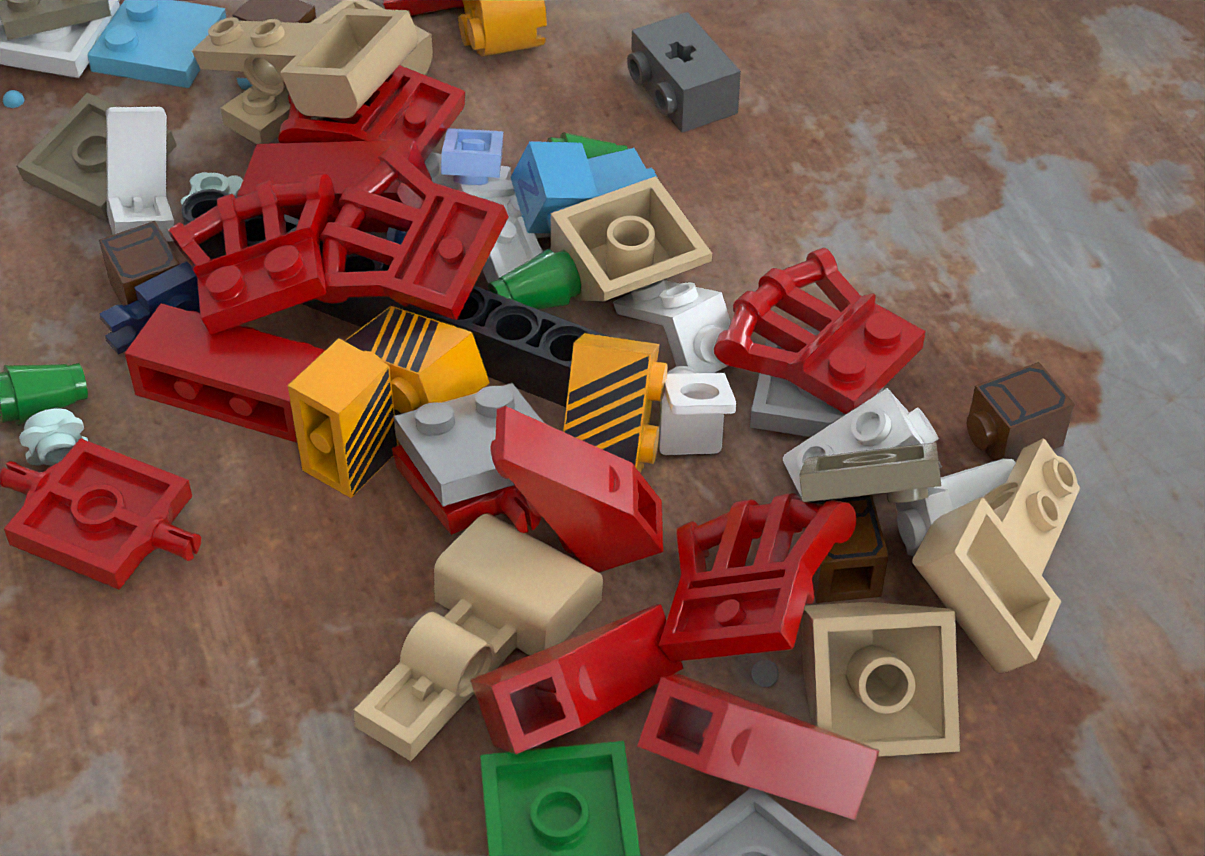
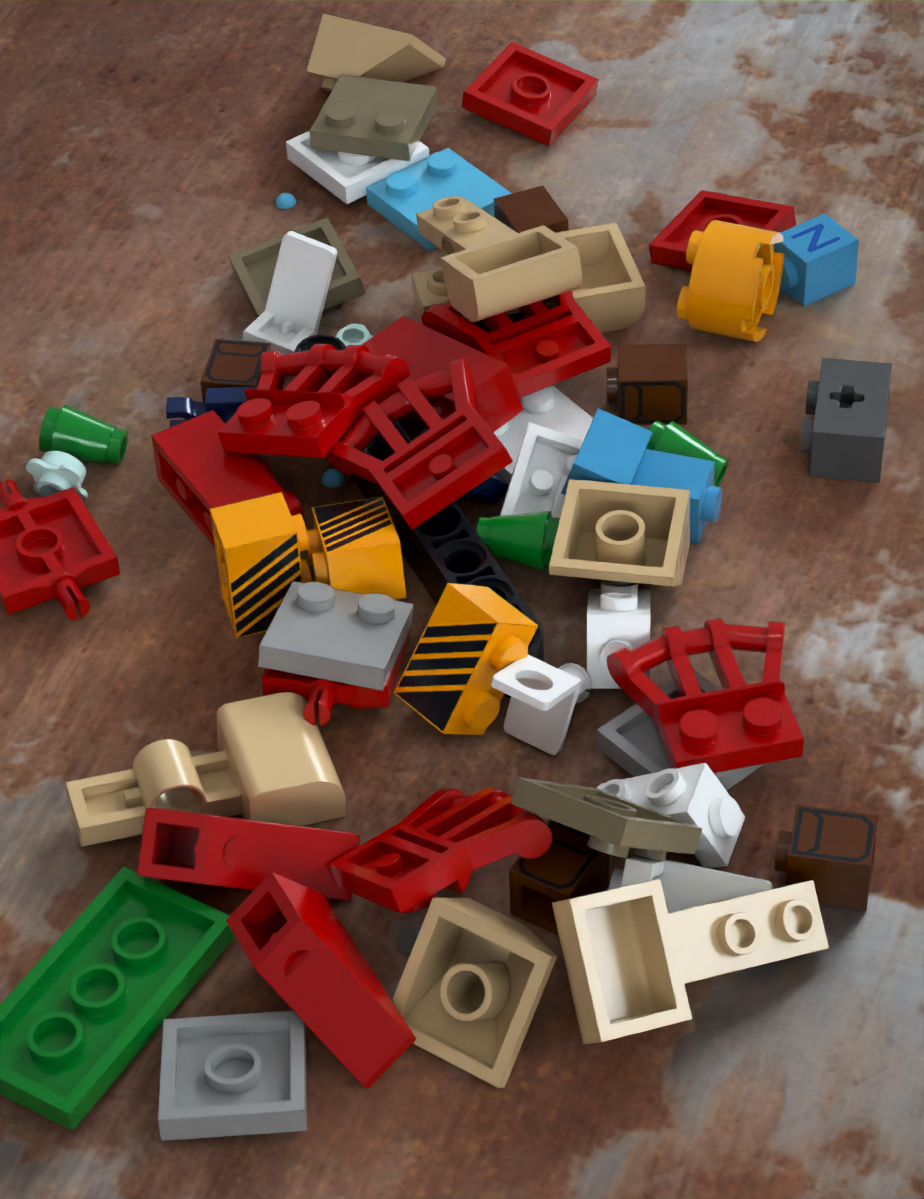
camera: 40 degrees right, 5 degrees down
(298, 317) = (332, 478): none -> medium azure piece
(472, 155) = (562, 401): light blue plate -> none
(507, 104) = (650, 383): none -> reddish brown brick
(583, 492) = (362, 706): red slope -> none

